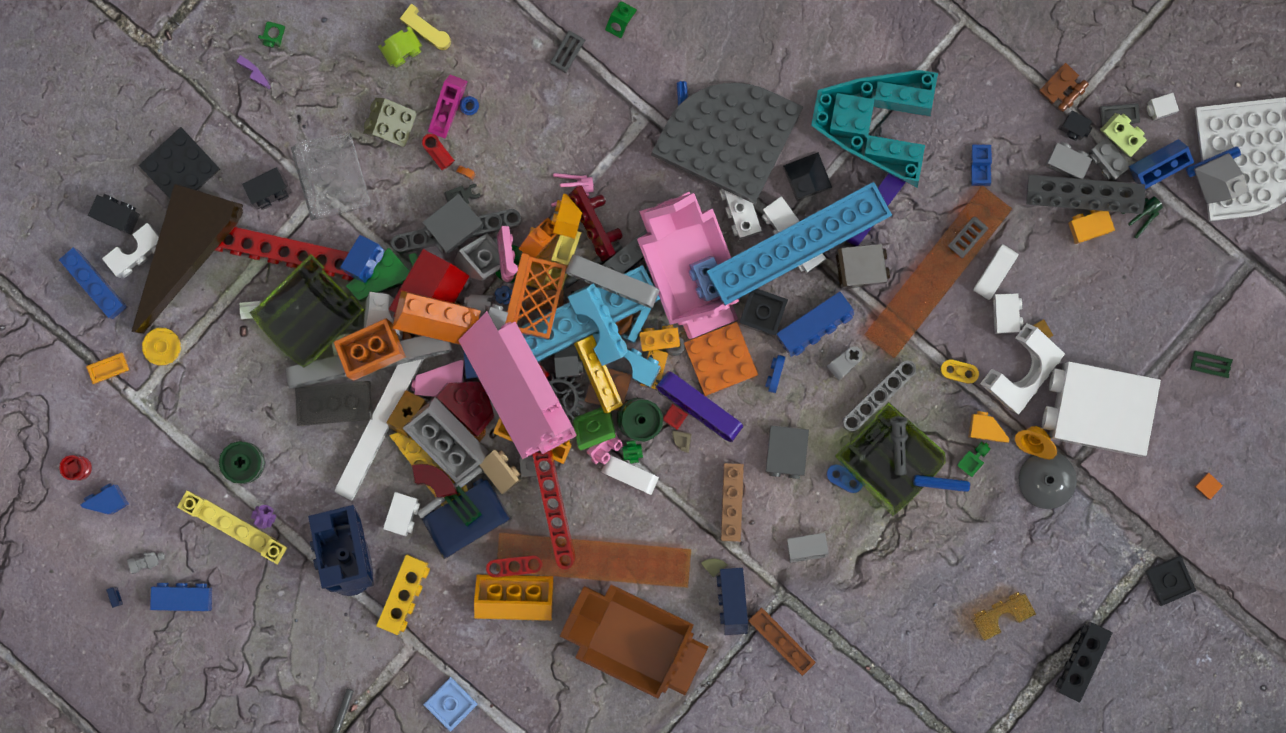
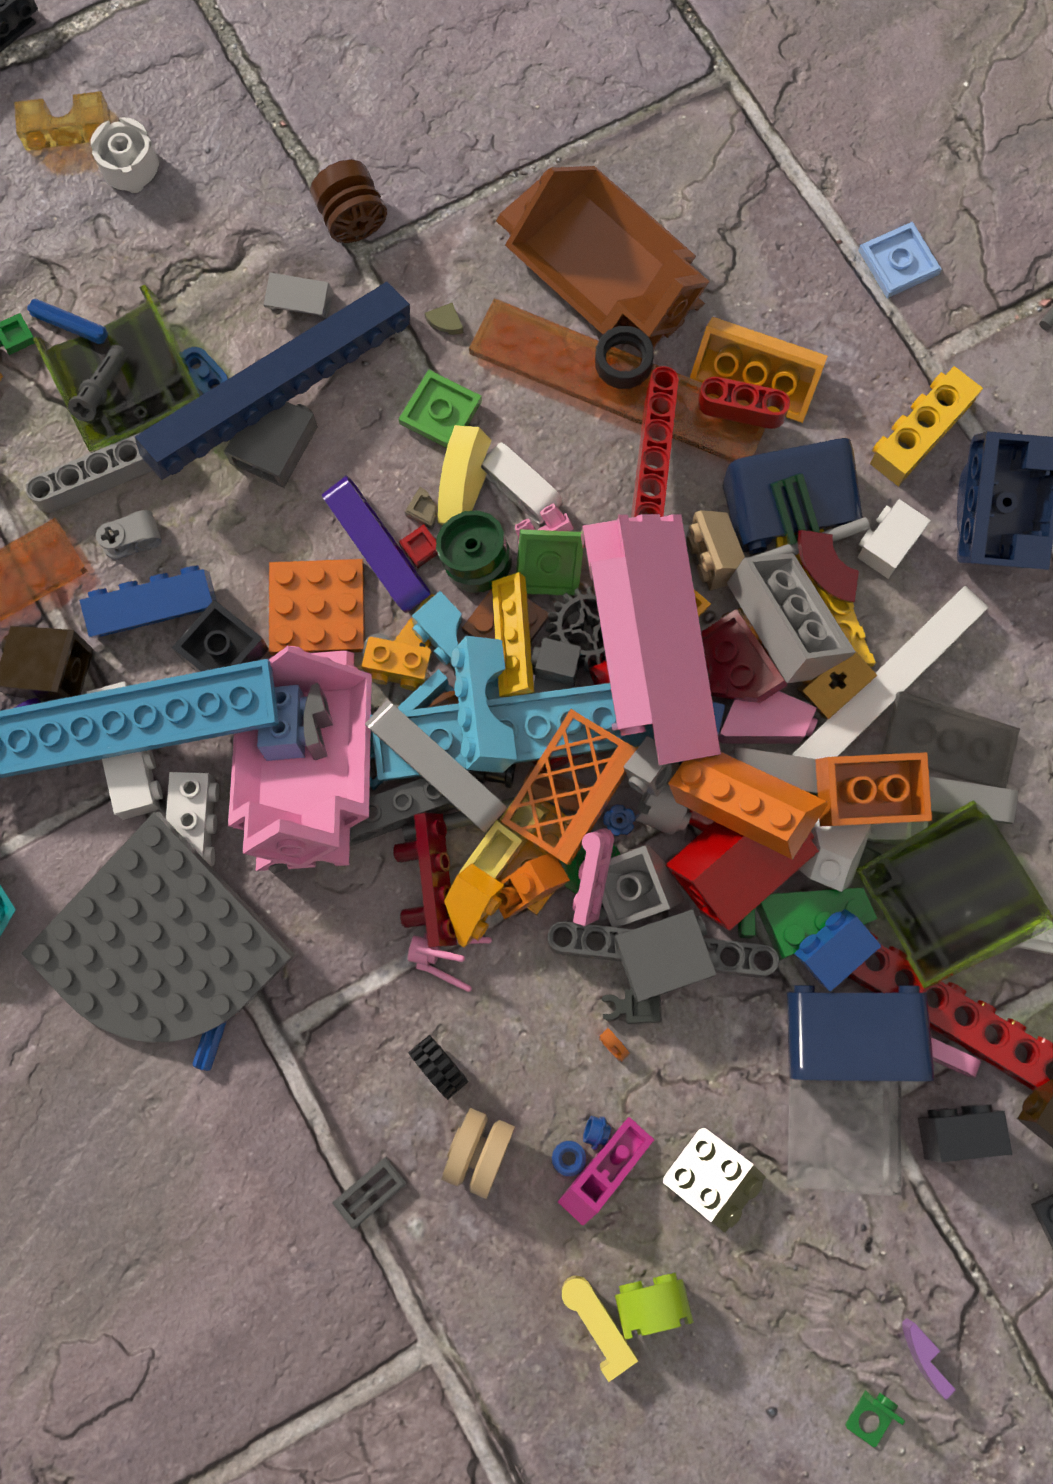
camera: 160 degrees left, 10 degrees down
(286, 228) = (954, 1059): none -> bright pink beam
(337, 217) = (859, 1035): none -> dark blue windscreen
(438, 152) = (648, 1093): red piece -> none
(459, 124) = (596, 1131): none -> blue plate
(517, 90) = (474, 1151): none -> tan wheel
(553, 126) = (438, 1067): none -> black tyre
(609, 571) = (630, 336): none -> black tyre
(621, 15) = (254, 1220): green bracket -> none
(632, 452) = (505, 510): green gear -> none
(665, 465) = (462, 471): none -> light yellow slope
(690, 289) = (315, 718): none -> dark grey slope
(694, 504) = (439, 407): none -> bright green plate
(732, 502) = (382, 392): medium nougat brick -> none
(733, 601) = (434, 256): dark blue wedge -> none
(777, 365) = (234, 561): blue plate -> none
(781, 641) = (401, 212): dark orange plate -> none
(794, 482) = (272, 381): none -> dark blue brick
(799, 617) = (348, 201): none -> reddish brown wheel
(807, 176) = (66, 838): black slope -> none
(945, 595) = (124, 154): none -> white brick

